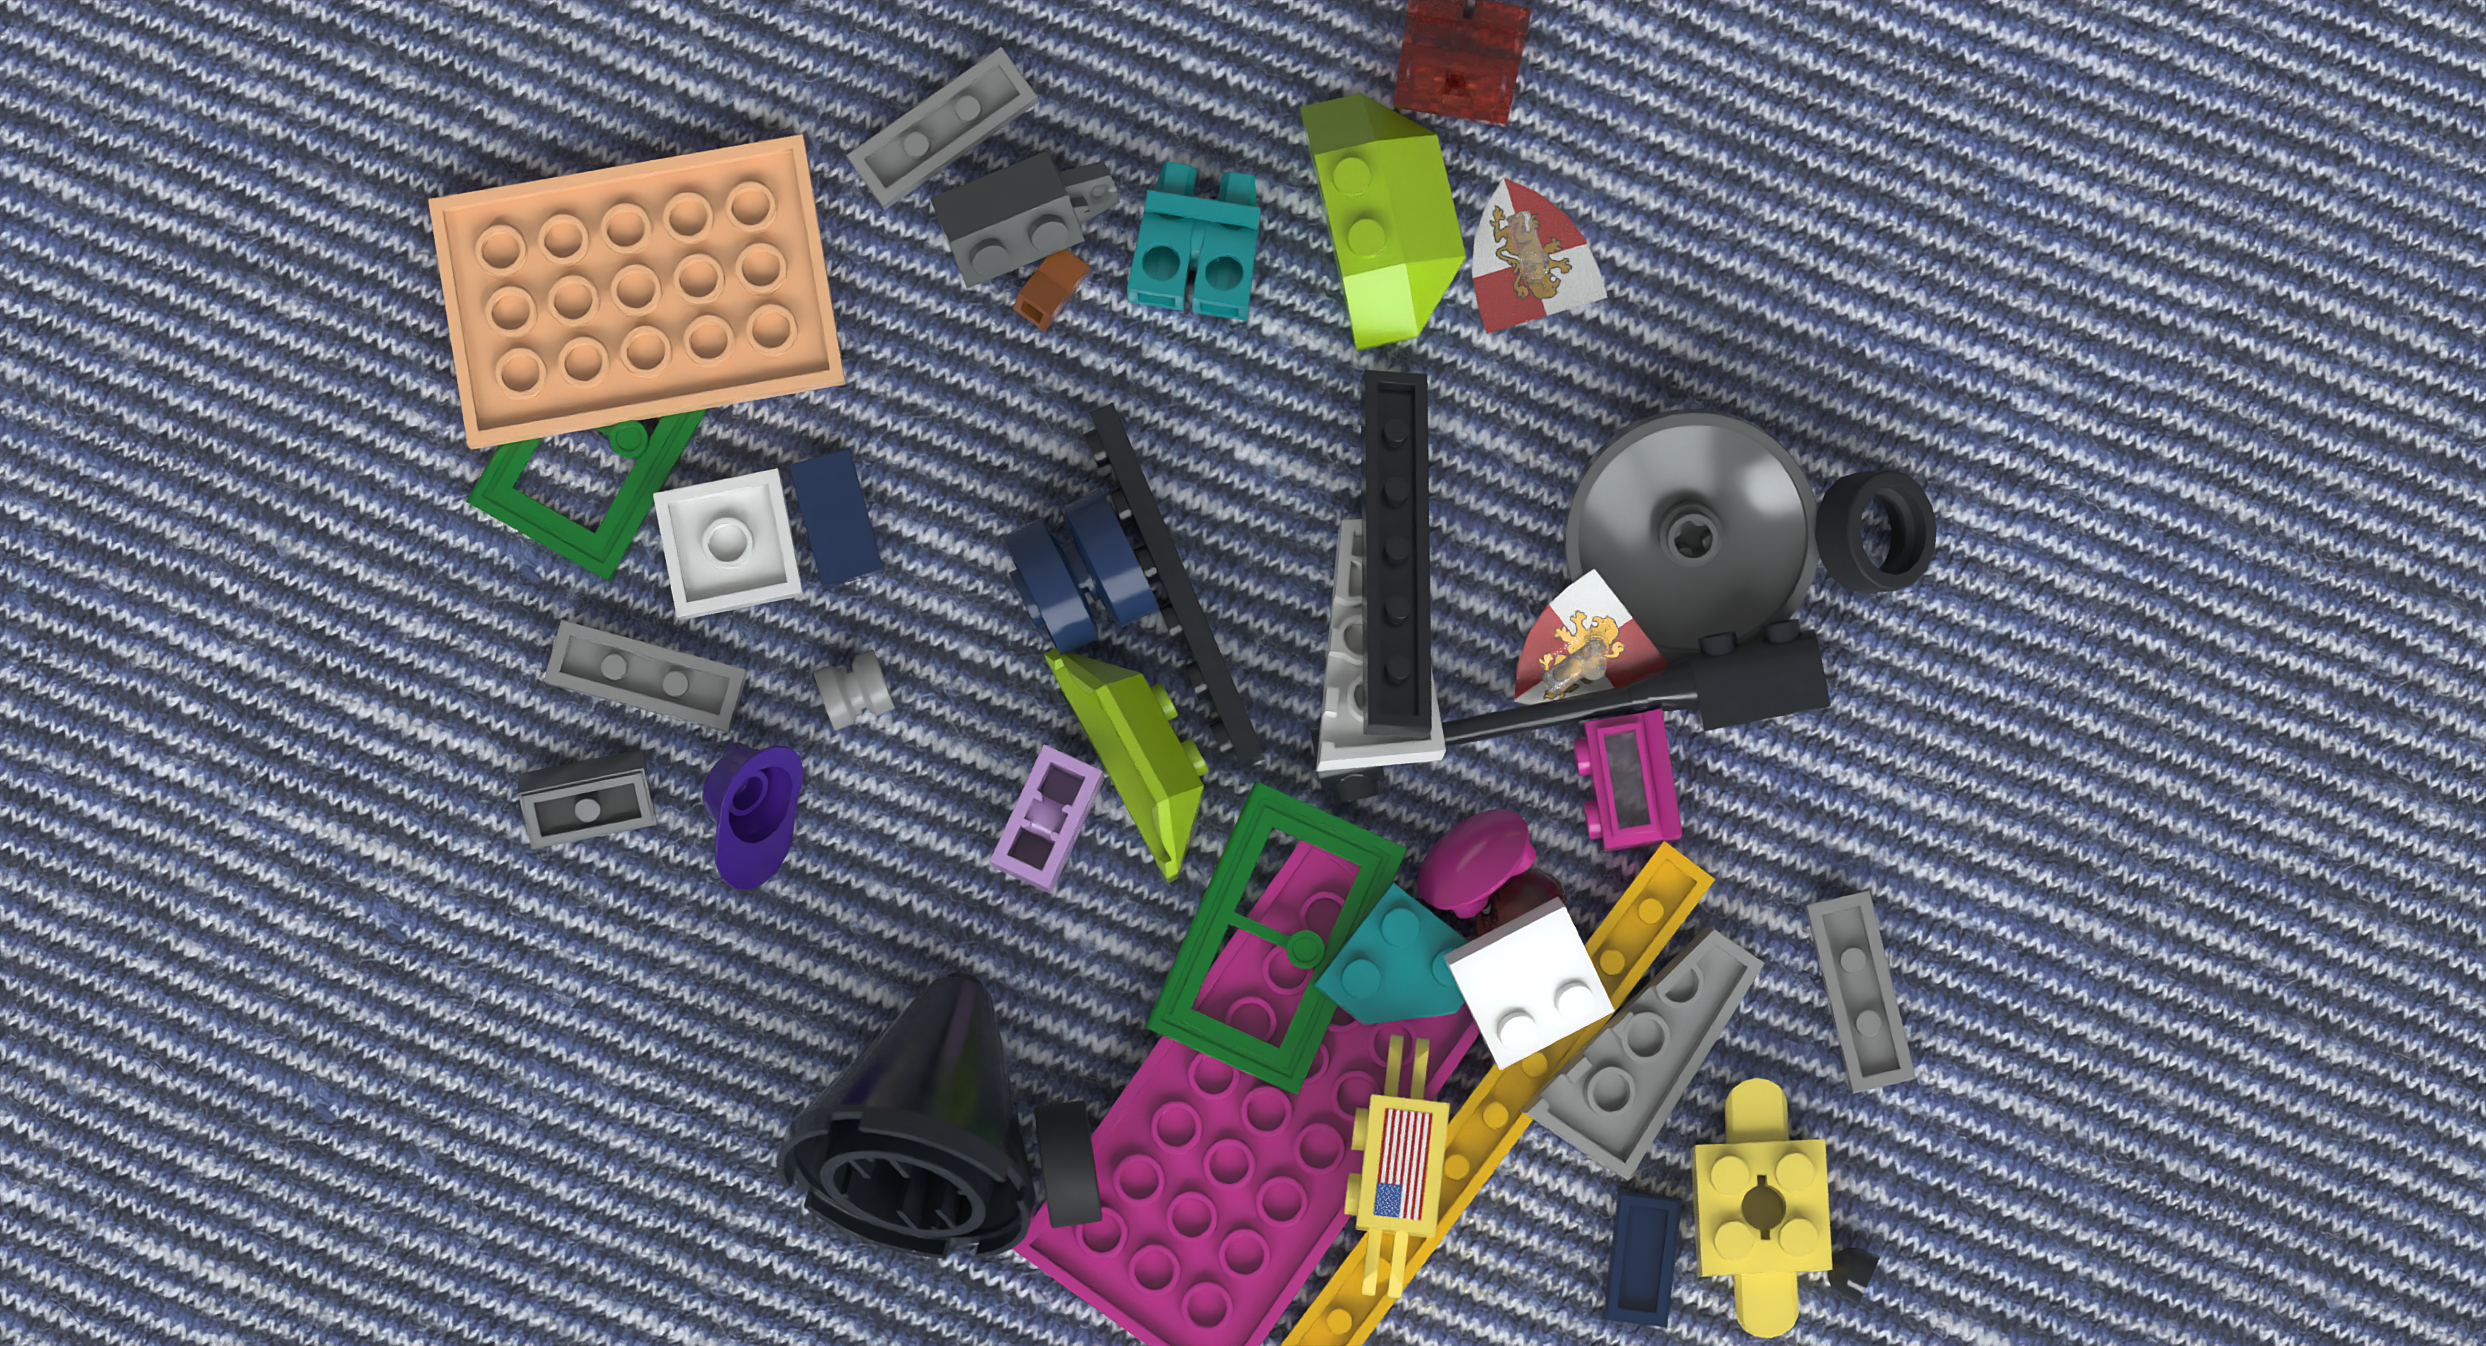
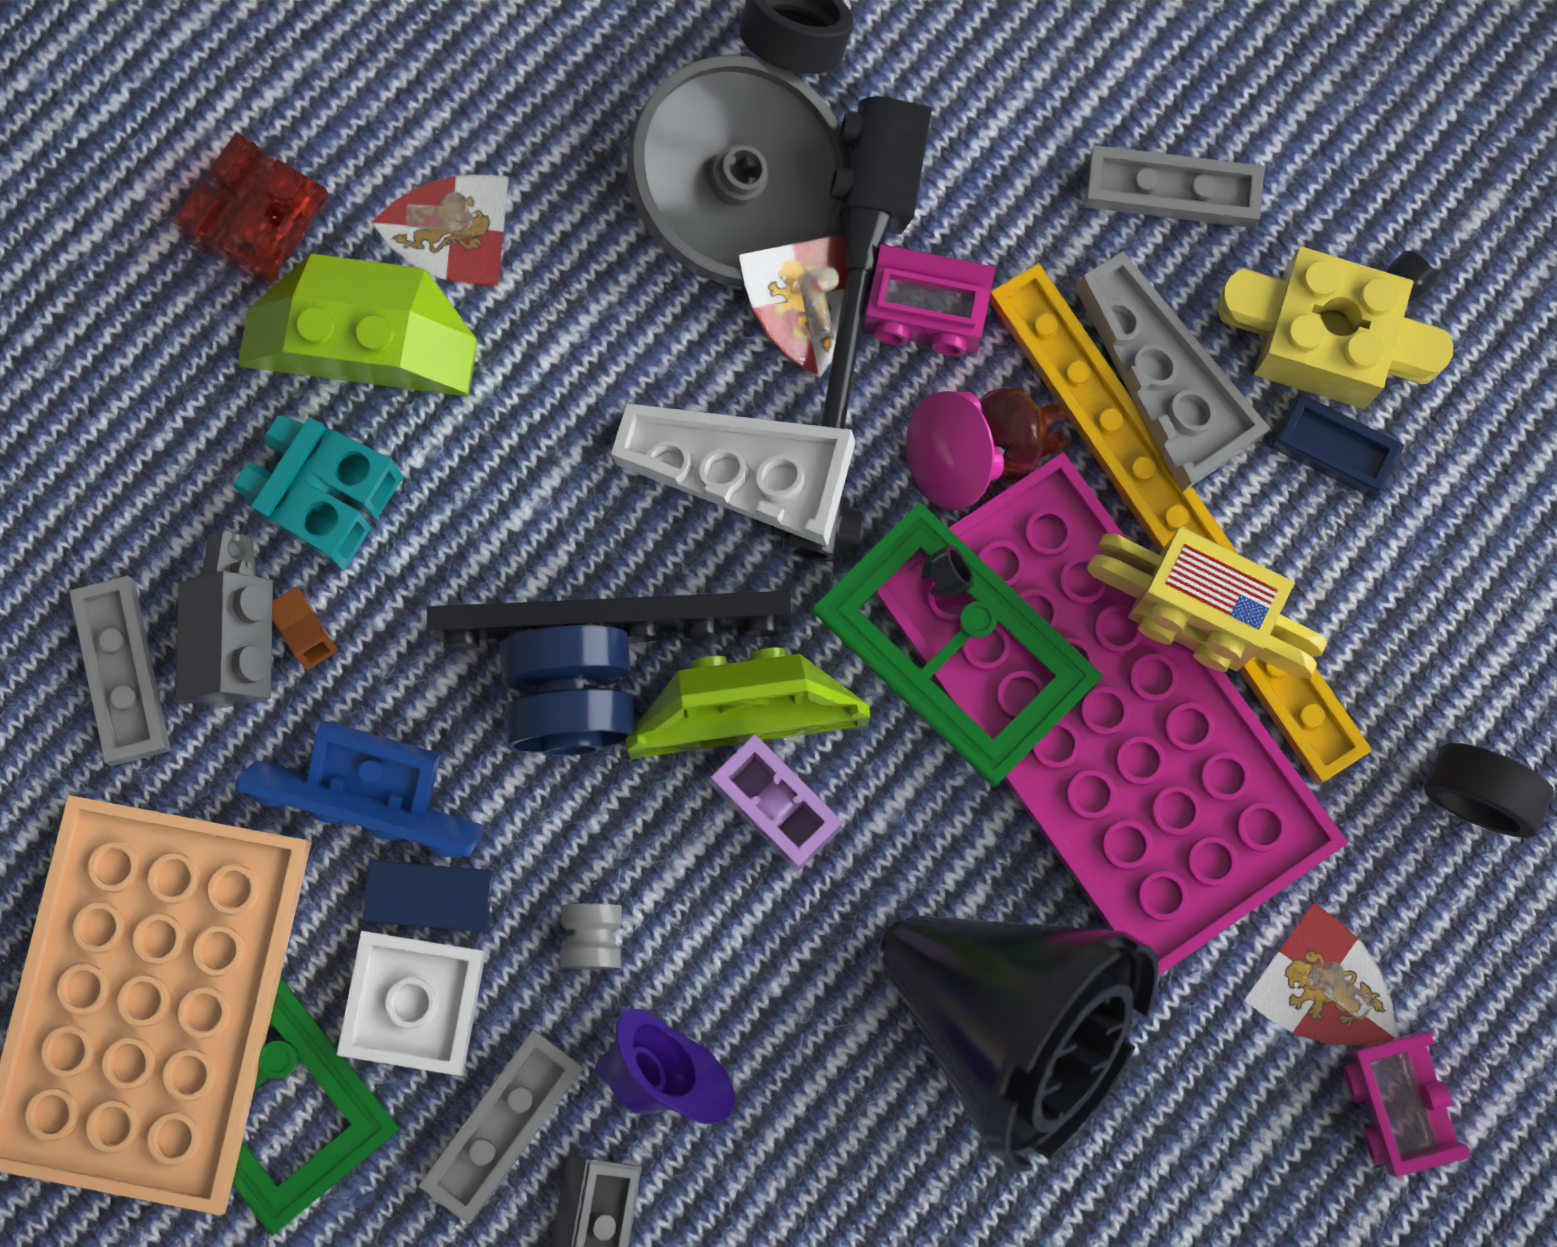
camera: 75 degrees left, 5 degrees down
(918, 414) = (366, 784): none -> blue bracket
(1068, 1164) = (1103, 896): black tyre -> none
(1339, 902) = (948, 572): none -> black hinge
(1394, 964) = (1021, 542): teal plate -> none
(1395, 554) = (663, 414): black plate -> none
(1529, 983) = (1079, 437): white plate -> none

